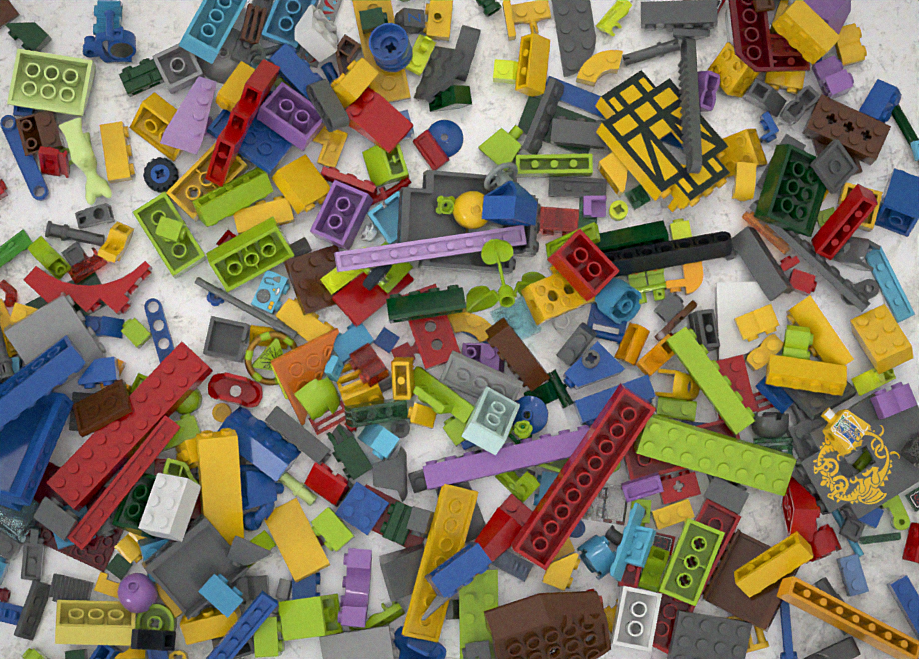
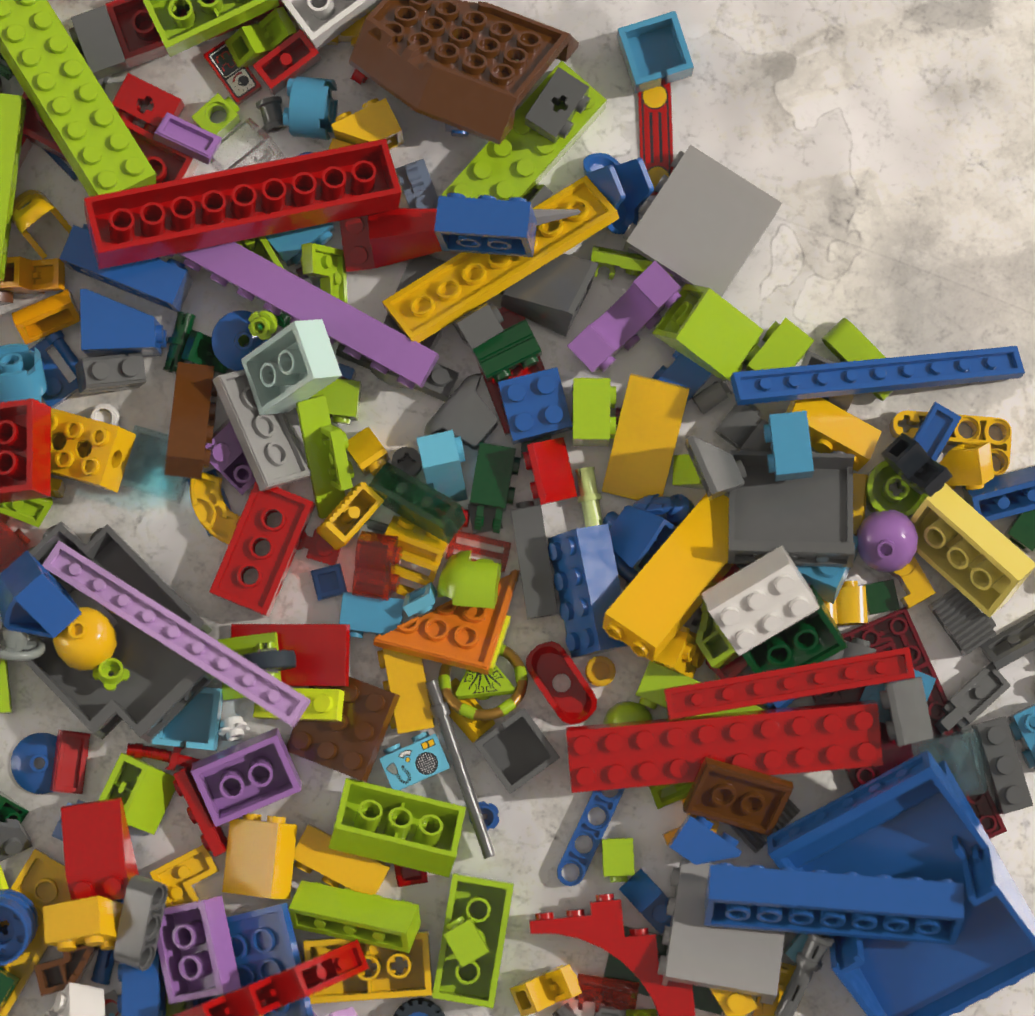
camera: 140 degrees left, 0 degrees up
(301, 247) = (329, 783): dark grey tile -> none
(426, 305) = (241, 572): dark green slope -> none
(481, 297) = (169, 527): lime plant -> none
(587, 363) = (108, 342): dark grey bush -> none
(634, 544) = (256, 77): medium azure bracket -> none
(672, 514) = (183, 80): yellow brick -> none
(676, 409) = (63, 194): lime brick -> none

